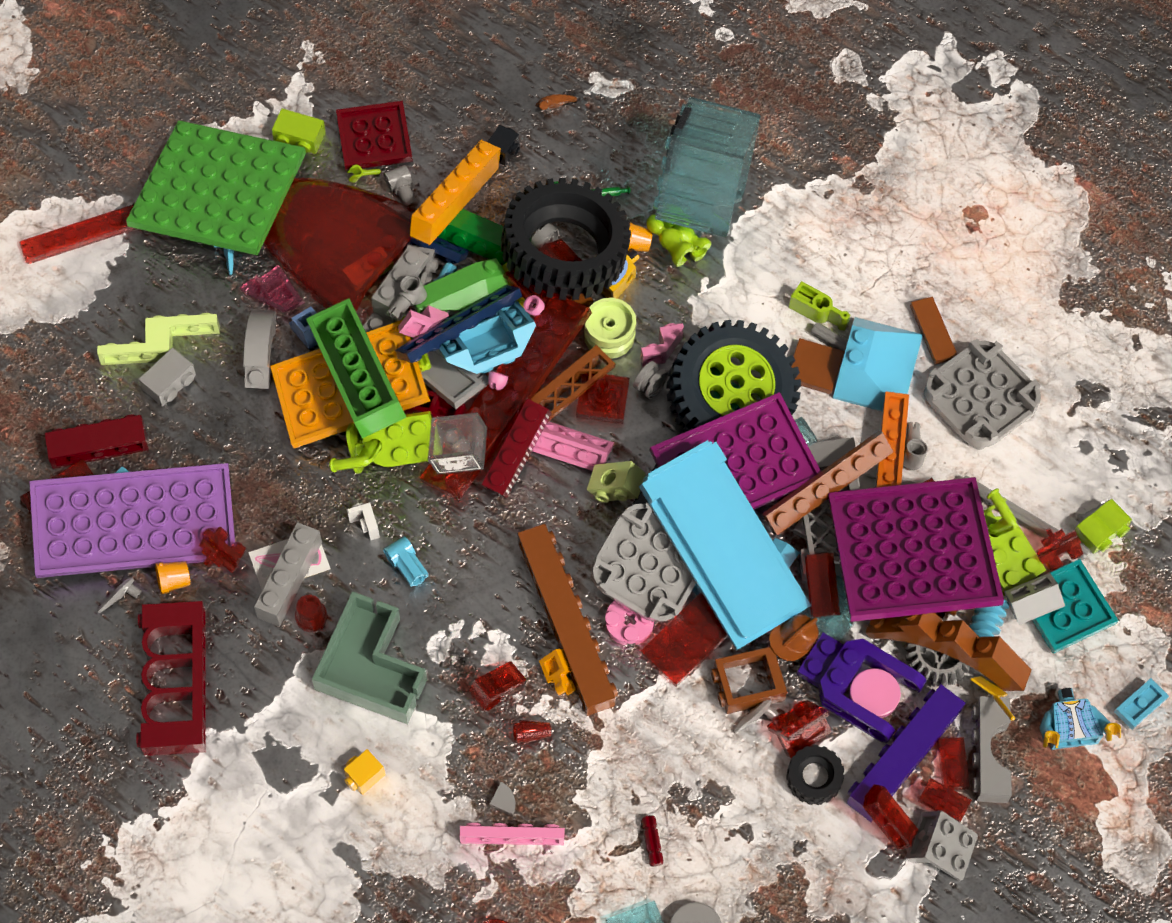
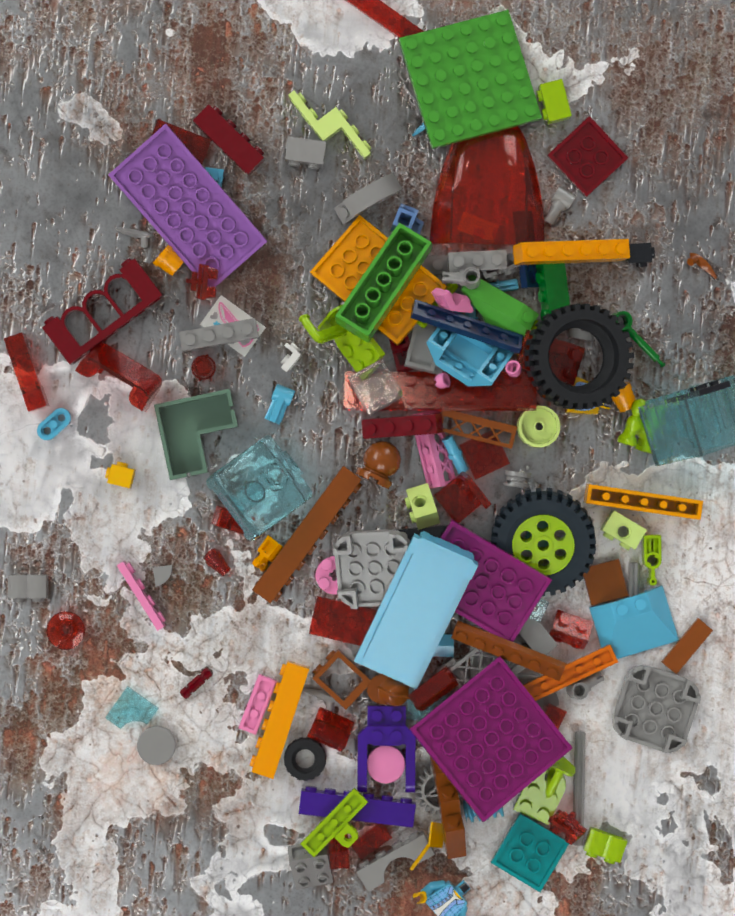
camera: 55 degrees right, 25 degrees up
(153, 792) = (25, 372): none -> clear red arch
(254, 810) = (54, 424): none -> medium azure plate
(274, 290) = (419, 175): clear pink slope -> none
(281, 681) = (144, 381): none -> clear red windscreen
(359, 172) = (550, 168): lime hand -> none
(481, 622) = (260, 487): none -> clear light blue piece
(542, 497) = (380, 462): none -> dark orange tile
(583, 423) = (455, 454): none -> medium azure pin
(631, 437) = (461, 497): none -> clear red bracket
(669, 338) = (558, 470): bright pink slope -> none
(720, 790) = (257, 704): none -> bright pink tile
(753, 773) = (280, 719): none -> light orange brick
(757, 276) = (643, 501): none -> light orange brick
(779, 306) = (634, 531): none -> yellowish green brick
(846, 422) = (571, 629): none -> clear red bracket
(889, 817) = (301, 822): clear red piece -> none
(913, 777) = (336, 824): none -> lime plate
(1034, 598) = (517, 830): hinge -> none

